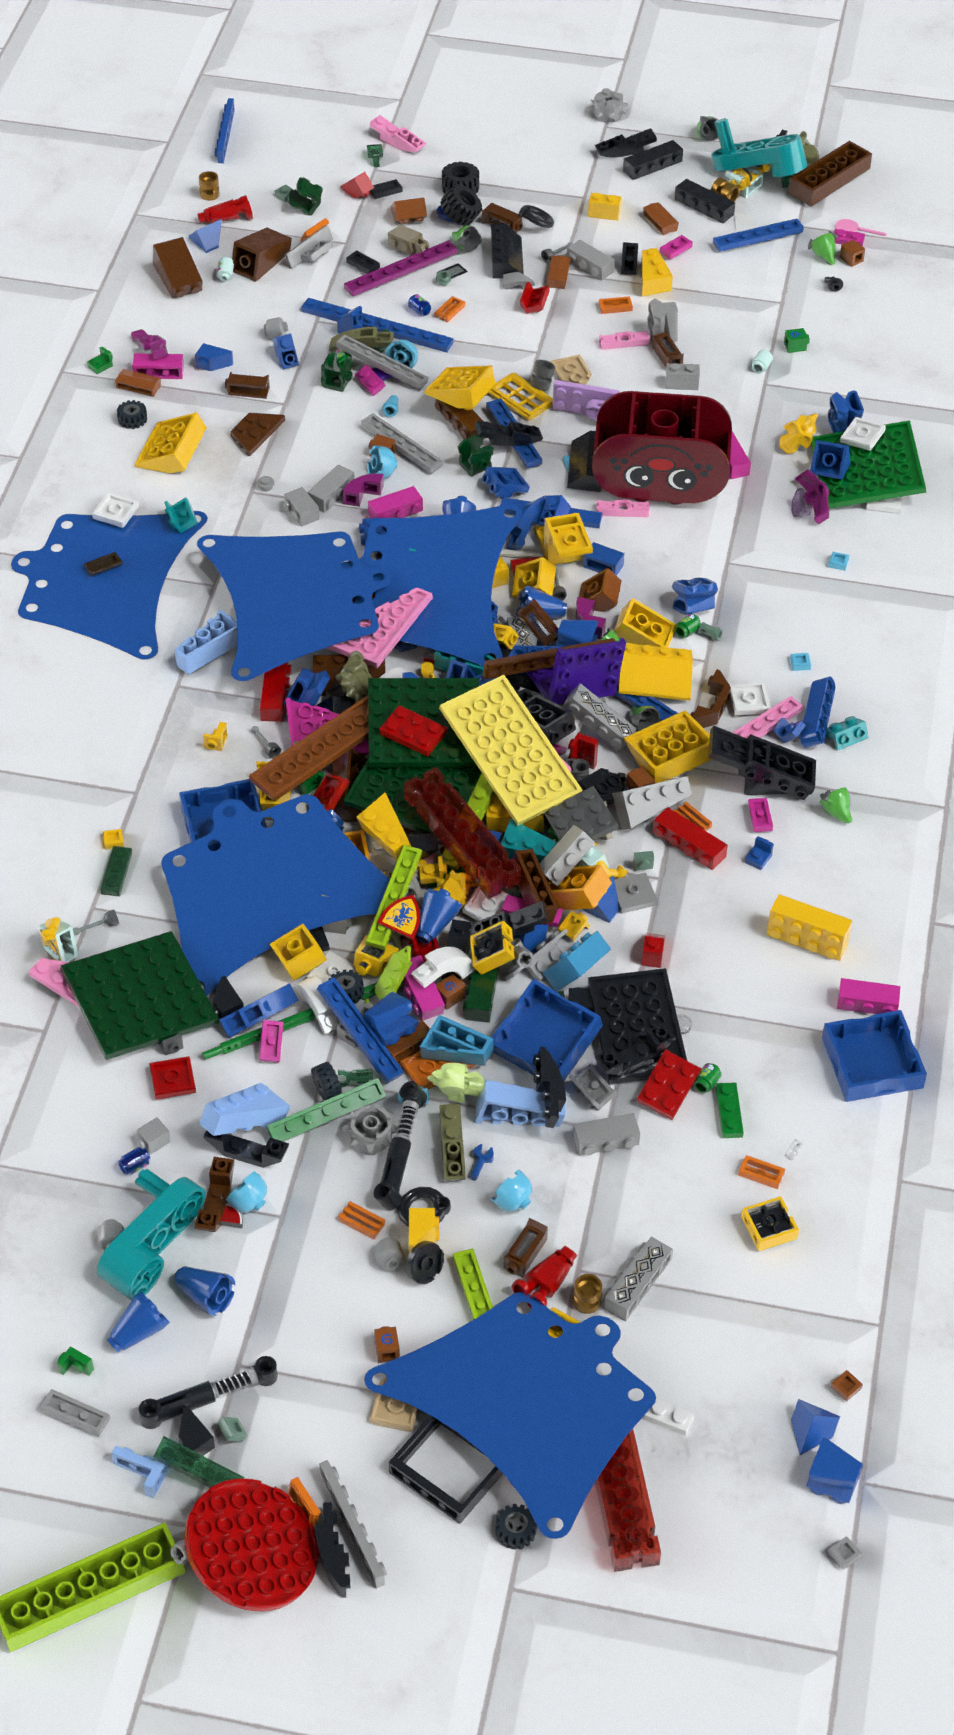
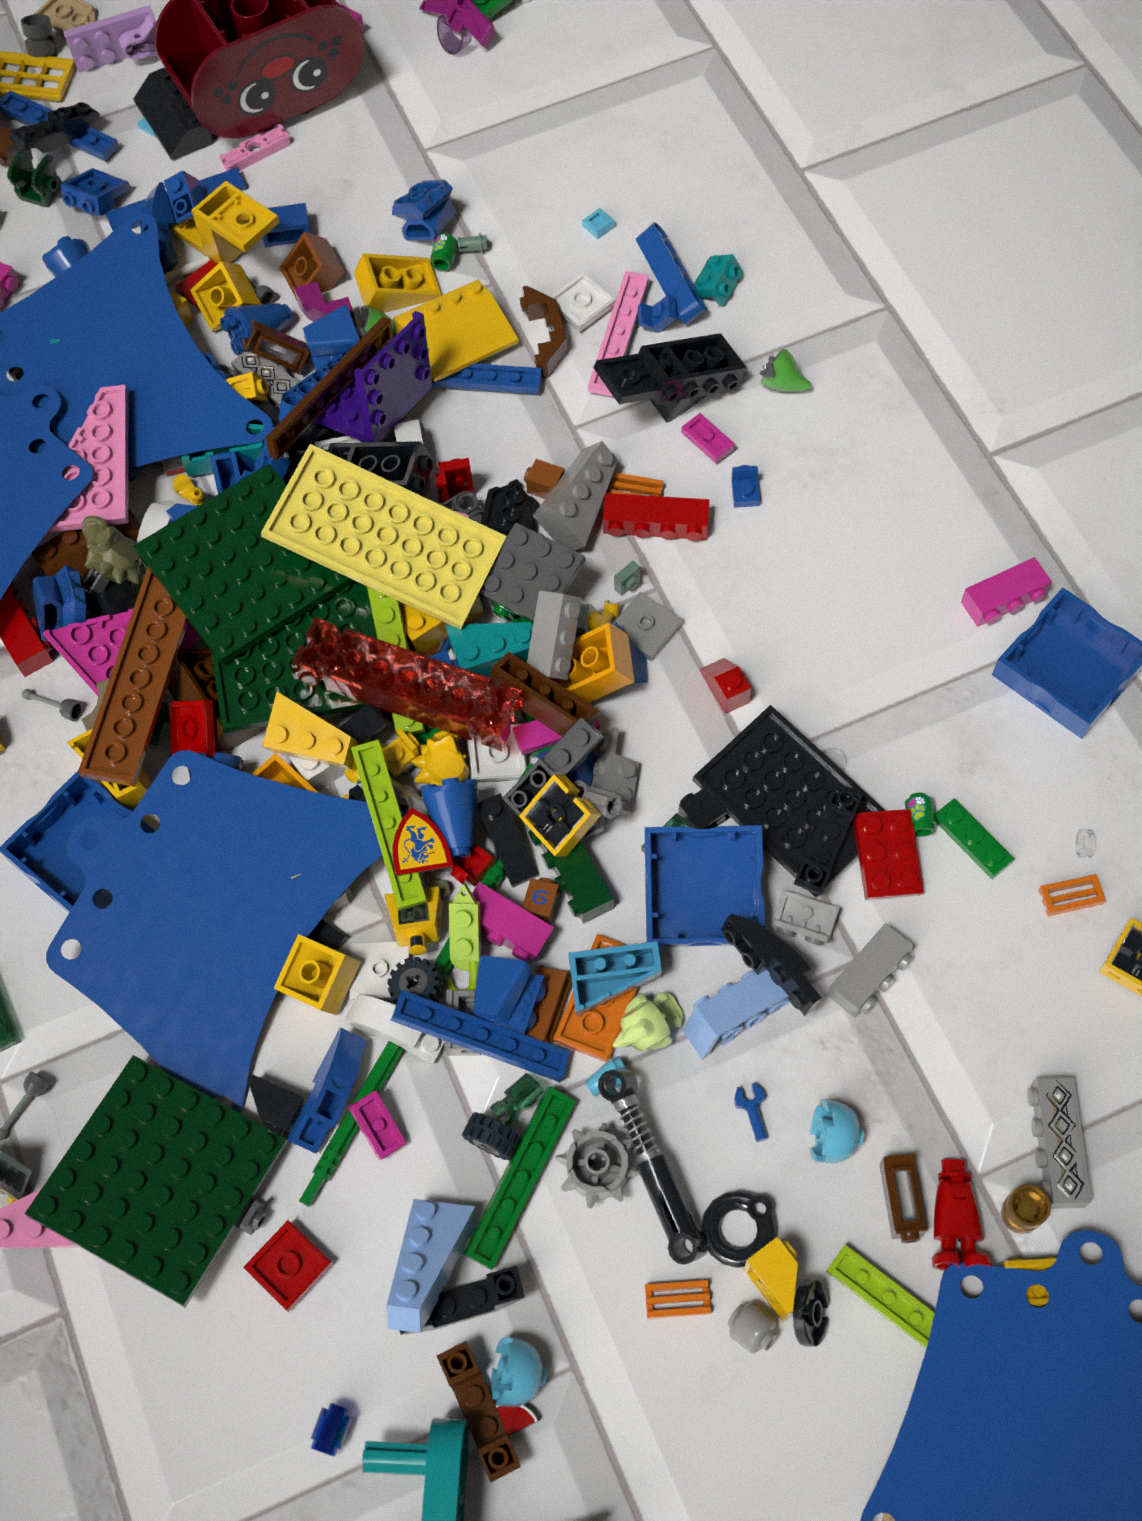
camera: 30 degrees left, 15 degrees up
(153, 1136) = (327, 1374): light grey brick -> none
(386, 1344) = (849, 1463): dark orange brick -> none
(413, 730) = (245, 584): red plate -> none
(443, 961) = (515, 879): white arch -> none
(452, 1142) = (706, 1113): olive slope -> none
(574, 924) = (614, 713): yellow bracket -> none
(577, 960) = (661, 761): dark azure wedge -> none
(598, 716) = (442, 426): light grey brick -> none
(644, 717) = (488, 397): dark grey hat -> none
(670, 746) = (547, 413): yellow slope -> none
(809, 927) = (880, 547): yellow brick -> none
(838, 561) = (543, 80): medium azure tile -> none

